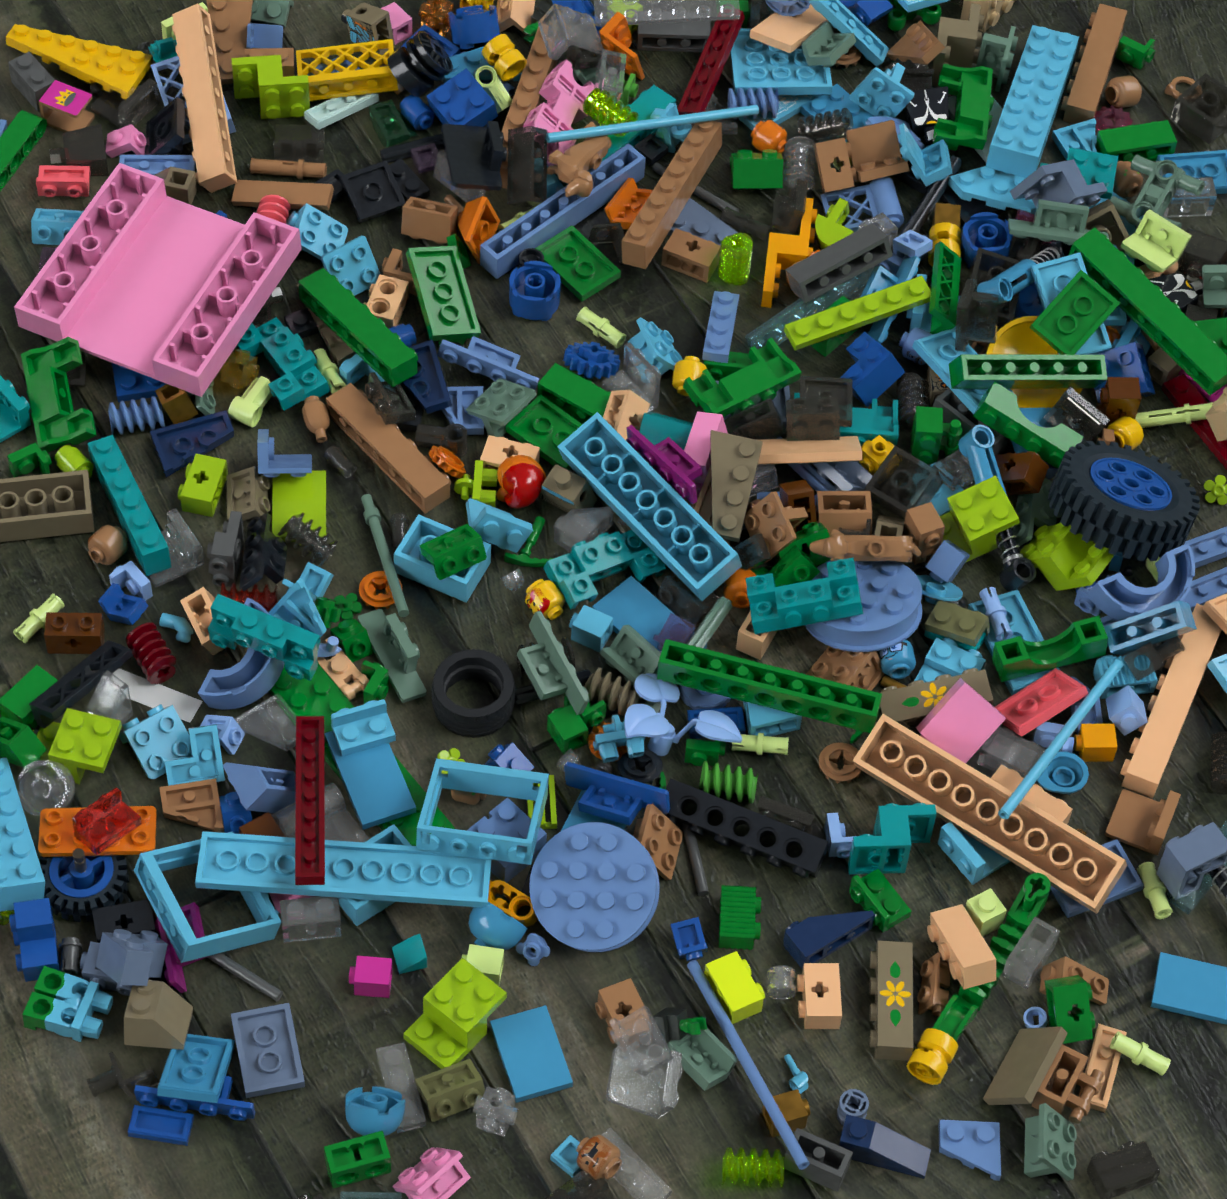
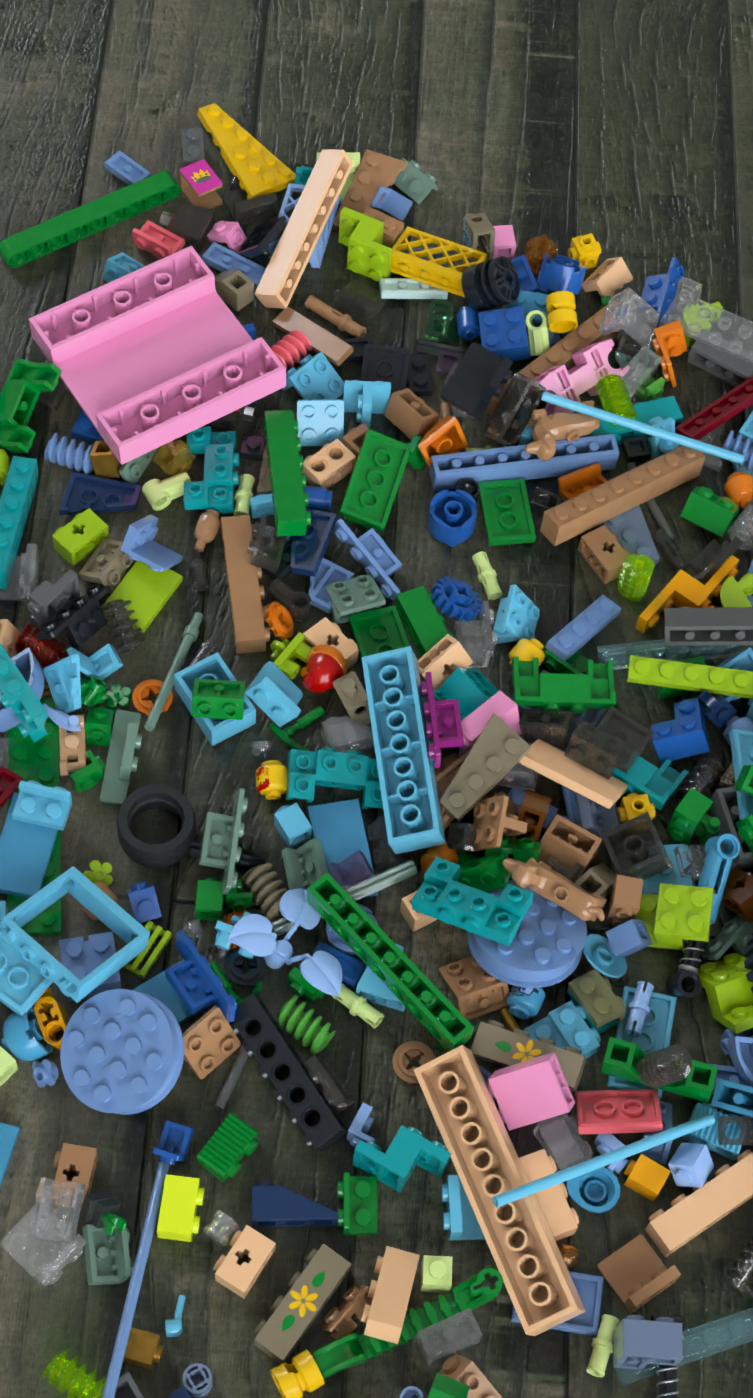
camera: 30 degrees right, 5 degrees up
(380, 225) = (366, 398): none -> medium azure bracket
(887, 333) = (717, 709): none -> dark blue plate
(1057, 638) = (664, 1066): none -> clear smoke piece

